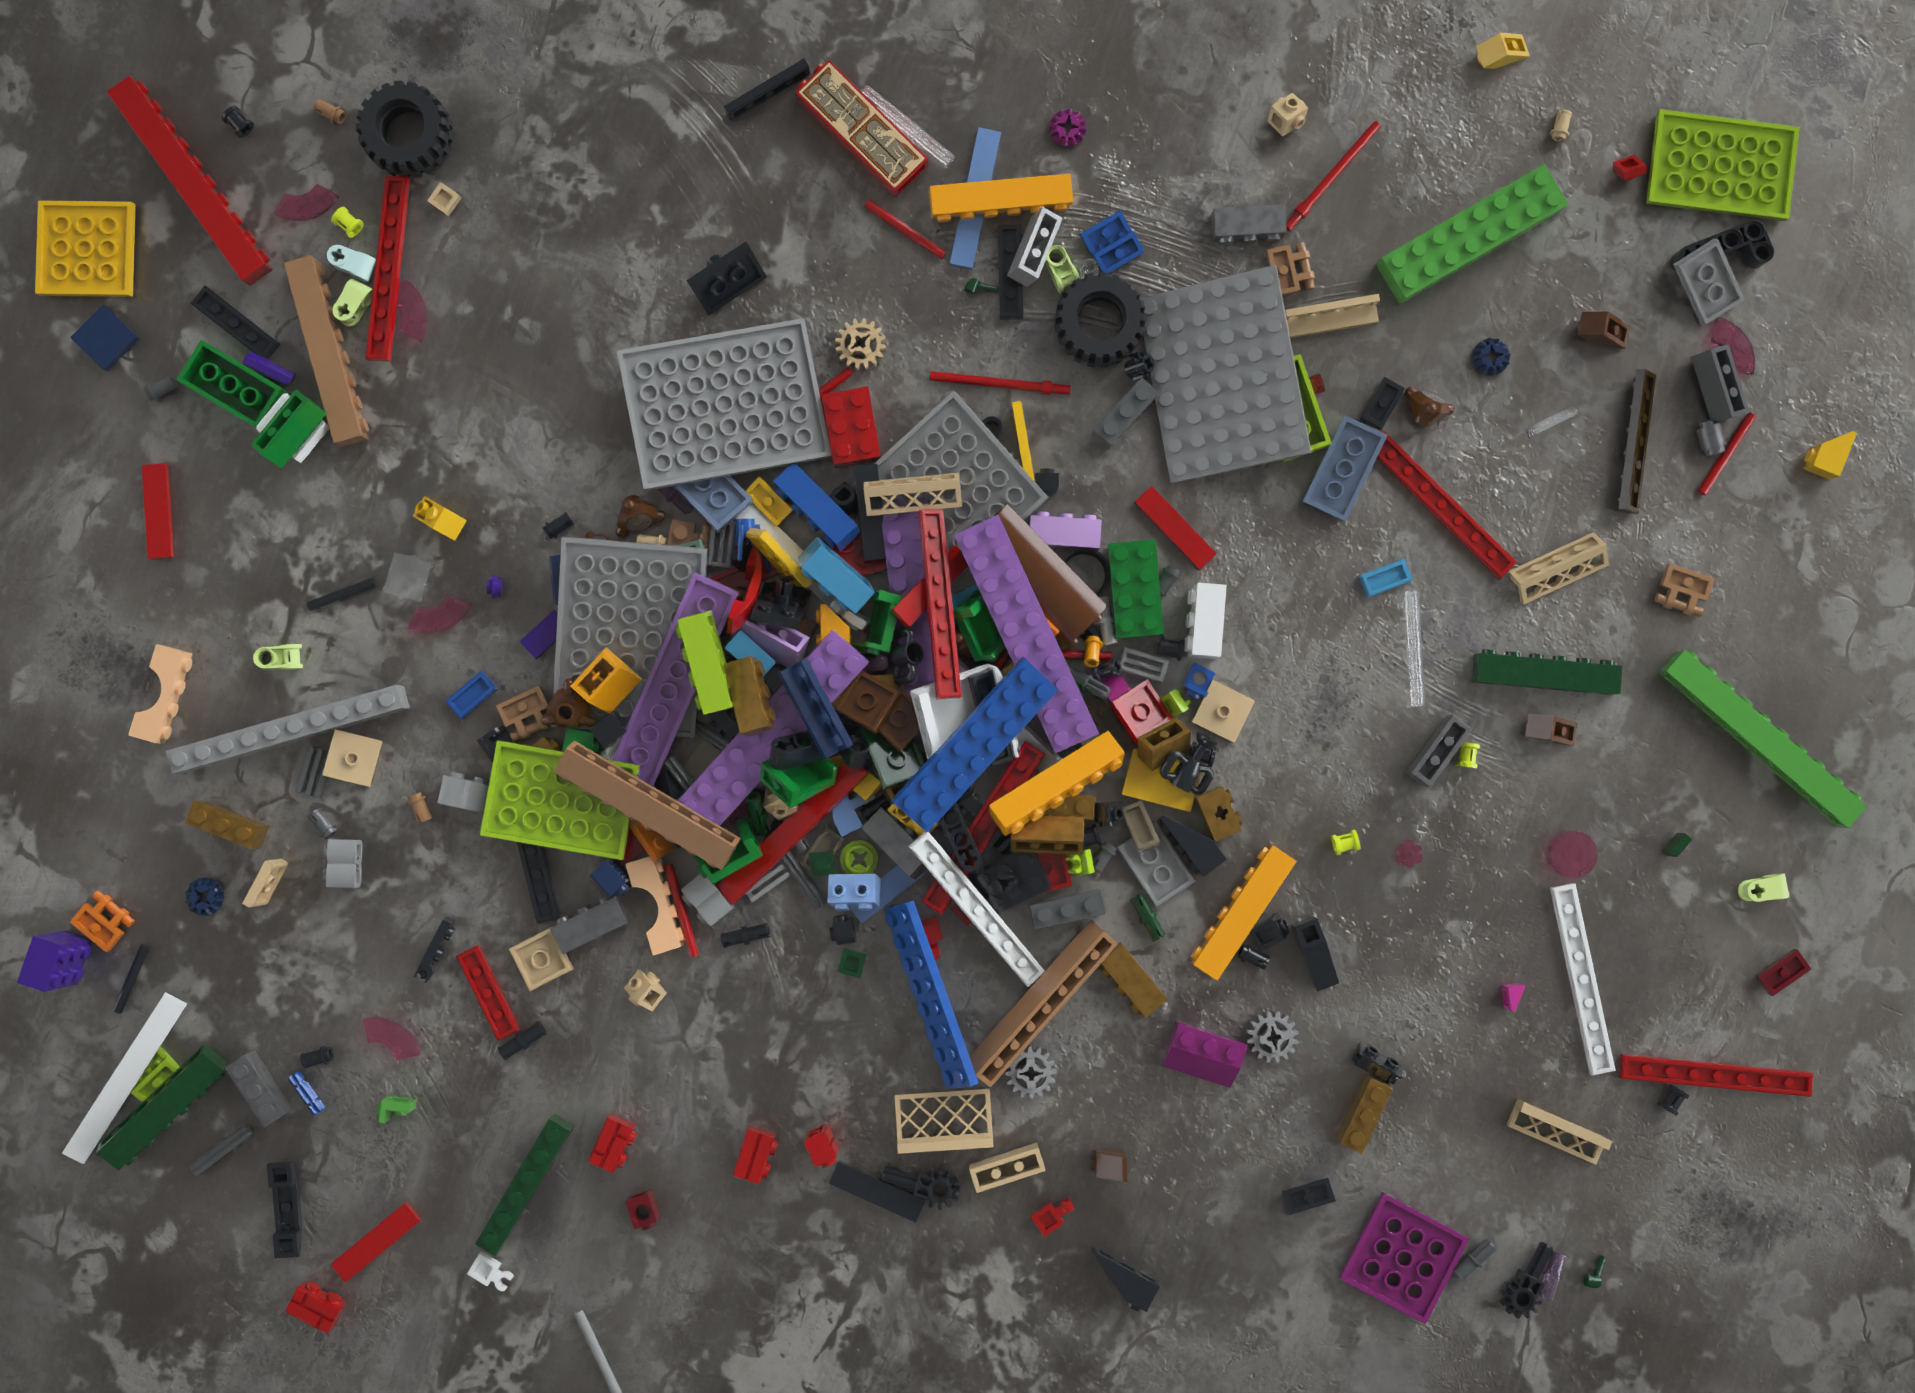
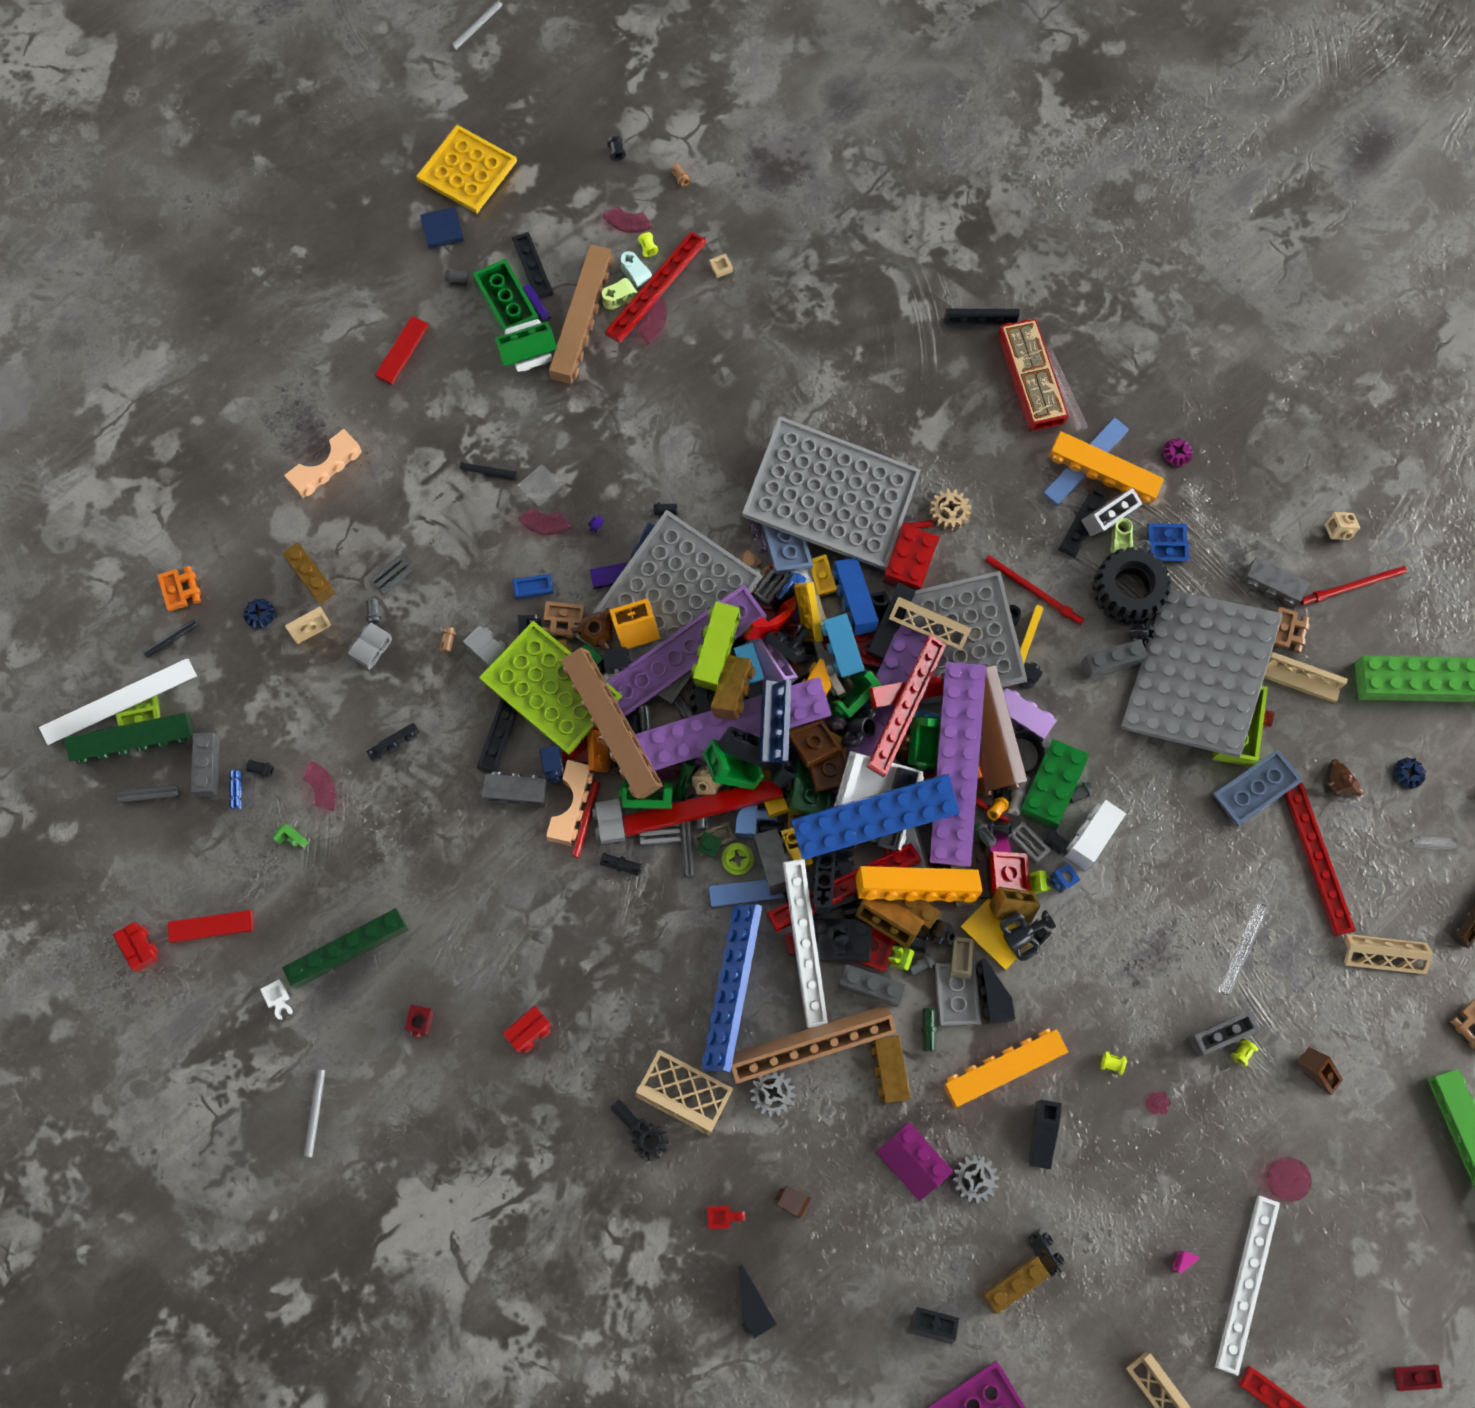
camera: 25 degrees right, 15 degrees down
(55, 961) = (130, 590): dark purple brick -> none
(189, 180) = (562, 166): red brick -> none
(283, 657) = (421, 488): yellowish green piece -> none
(287, 729) = (393, 535): light grey brick -> none
(287, 1209) = (165, 861): black slope -> none
(352, 758) = (423, 579): tan plate -> none
(387, 105) = (723, 189): black tyre -> none
(439, 518) = (587, 458): yellow slope -> none
(488, 992) = (410, 796): red tile -> none
(522, 1040) = (412, 843): black pin -> none
(540, 959) = (463, 794): tan plate -> none
(612, 1143) = (428, 957): red brick -> none
(637, 515) = (725, 532): reddish brown rock -> none
(645, 990) = (524, 858): tan brick -> none
(726, 277) = (882, 415): black plate -> none
(822, 1146) = (582, 1051): red brick -> none
(843, 930) = (694, 902): black plate -> none
(852, 963) = (686, 931): dark green plate -> none
(854, 891) = (720, 877): light blue brick -> none
(876, 1191) = (601, 1116): black tile -> none
(905, 229) = (1025, 455): red bar -> none
(933, 934) = (760, 946): red plate -> none
(973, 285) = (1053, 515): dark green hand -> none
(1006, 1167) = (712, 1155): tan brick -> none
(1175, 528) = (1107, 760): red tile -> none
(1218, 827) = (1021, 972): pearl gold brick -> none
(1223, 711) = (1071, 911): tan plate -> none
(1253, 956) = (994, 1107): black pin -> none
(1270, 931) = (1017, 1096): black bracket -> none
(1382, 403) = (1310, 758): black plate -> none
(1385, 578) = (1247, 885): dark azure tile -> none
(1547, 673) = (1338, 1026): dark green brick -> none
(1677, 844) = (1378, 1220): dark green tile -> none
(1766, 888) = (1436, 1299): yellowish green piece -> none

